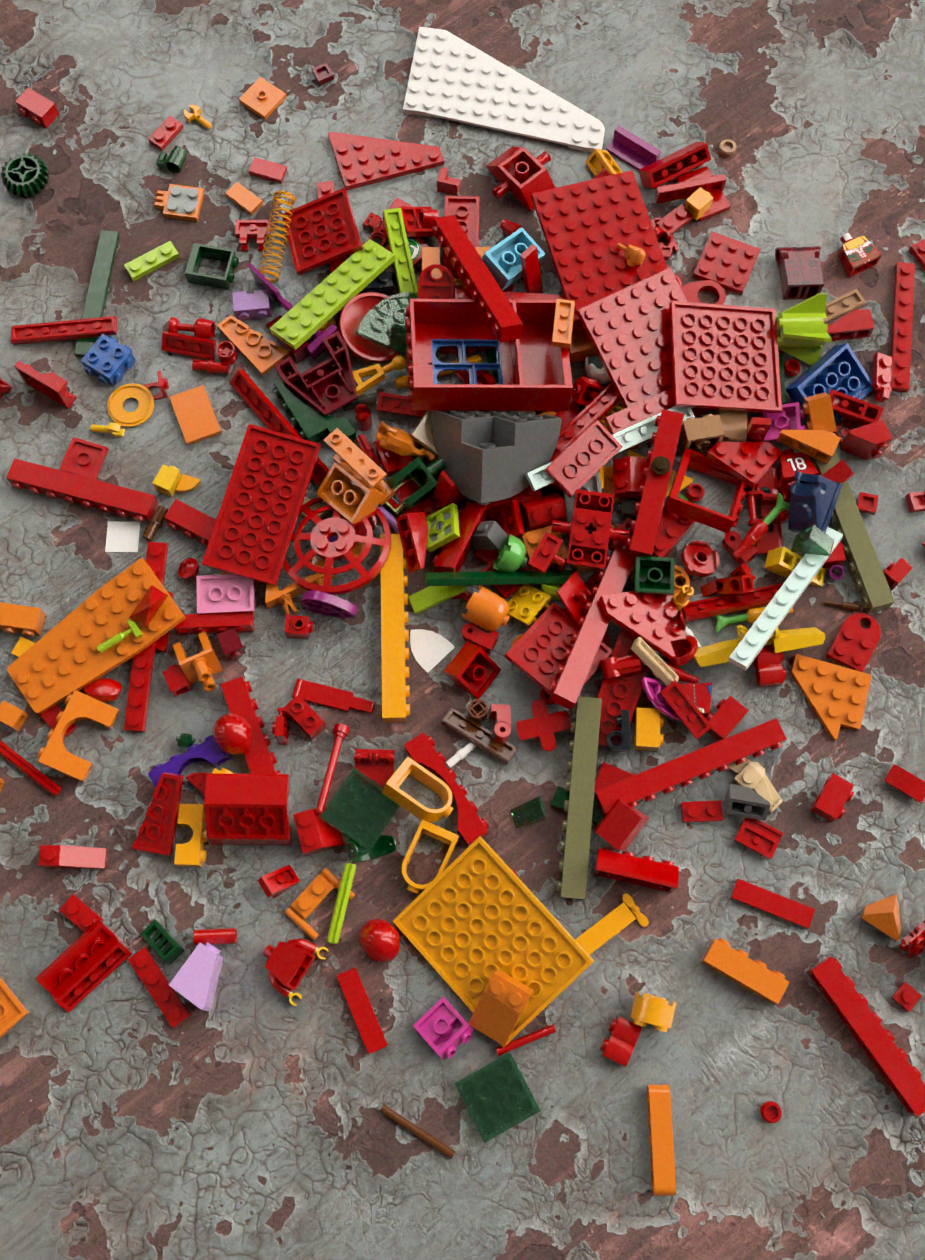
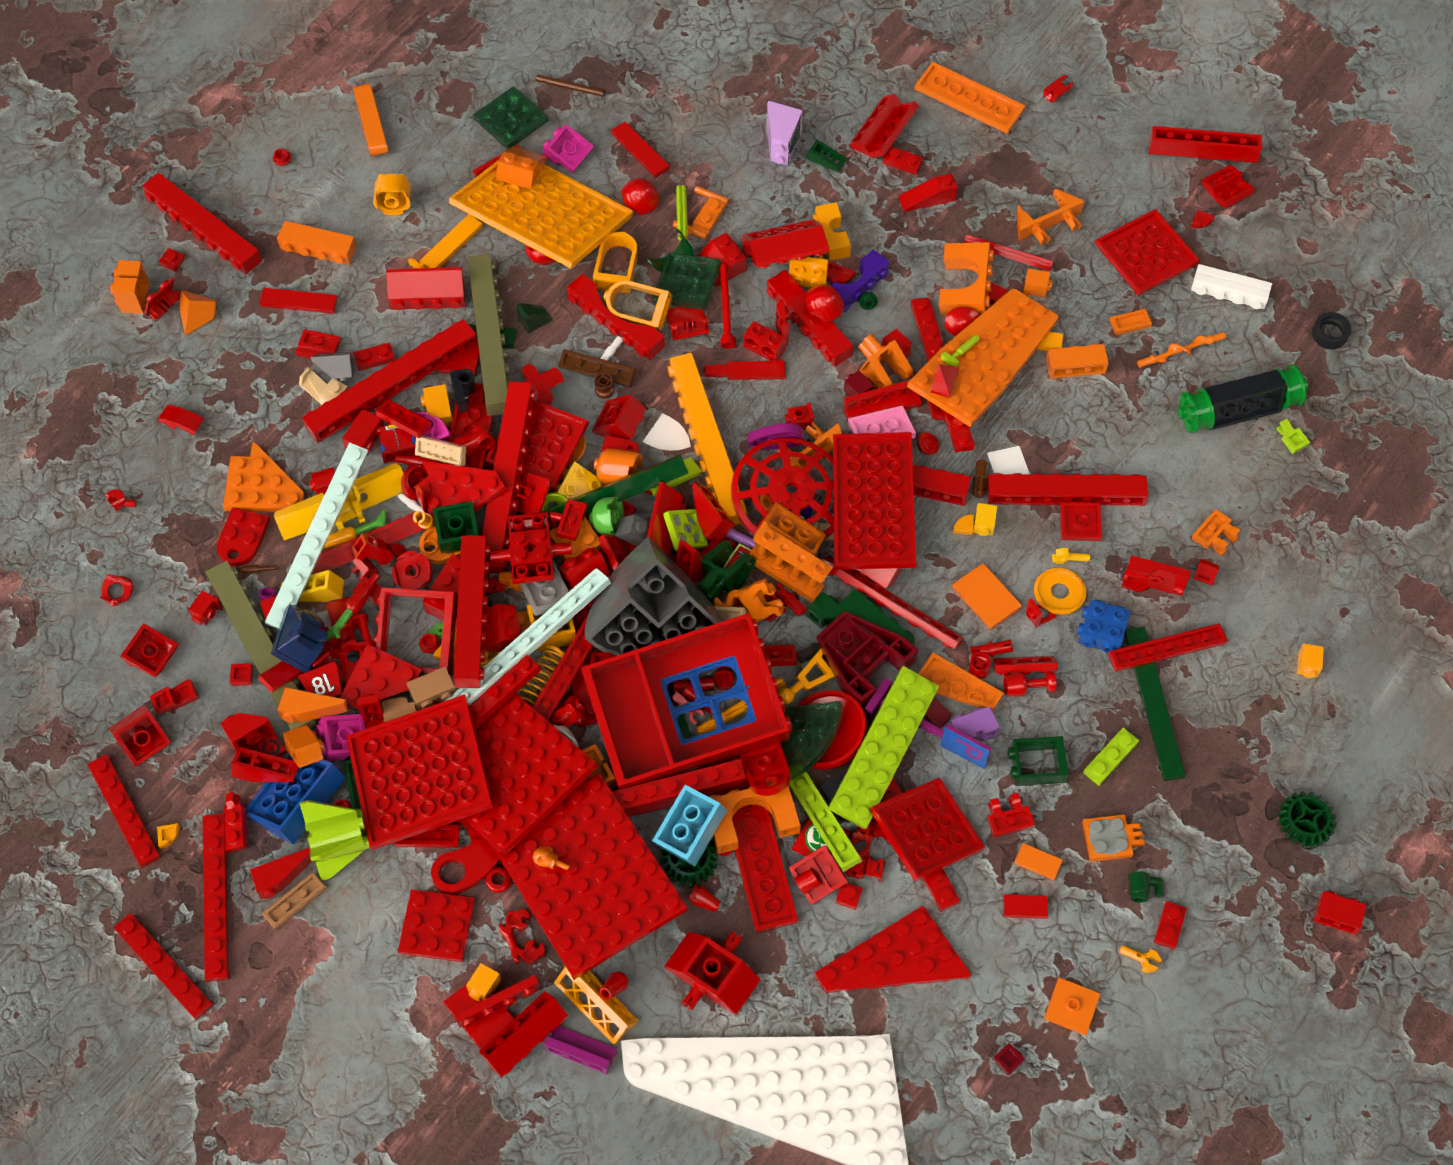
camera: 165 degrees right, 10 degrees down
(159, 988) = (823, 132): red plate -> none
(160, 823) = (862, 233): red wing -> none
(215, 936) = (782, 168): red piece -> none
(278, 881) = (742, 214): red slope -> none
(280, 201) = (978, 767): light orange piece -> none
(289, 963) = (709, 162): red torso -> none
(364, 417) = (805, 629): red piece -> none
(447, 184) = (799, 943): red panel -> none
(477, 279) = (723, 781): red brick -> none
(502, 722) = (576, 374): leg -> none
(531, 270) = (662, 813): red tile -> none
(563, 323) = (608, 743): orange plate -> none
(583, 458) = (553, 612): tile -> none
(621, 825) = (445, 314): red slope -> none
(621, 1041) = (417, 171): red brick -> none
(660, 465) = (468, 615): dark brown plate -> none
(672, 222) = (513, 953): plate -> none
(727, 148) = (460, 1090): medium nougat tile -> none
(799, 271) = (345, 929): dark red piece -> none
(813, 542) = (296, 594): clear green slope -> none
(833, 797) = (251, 391): red brick -> none
(857, 254) = (277, 971): torso -> none

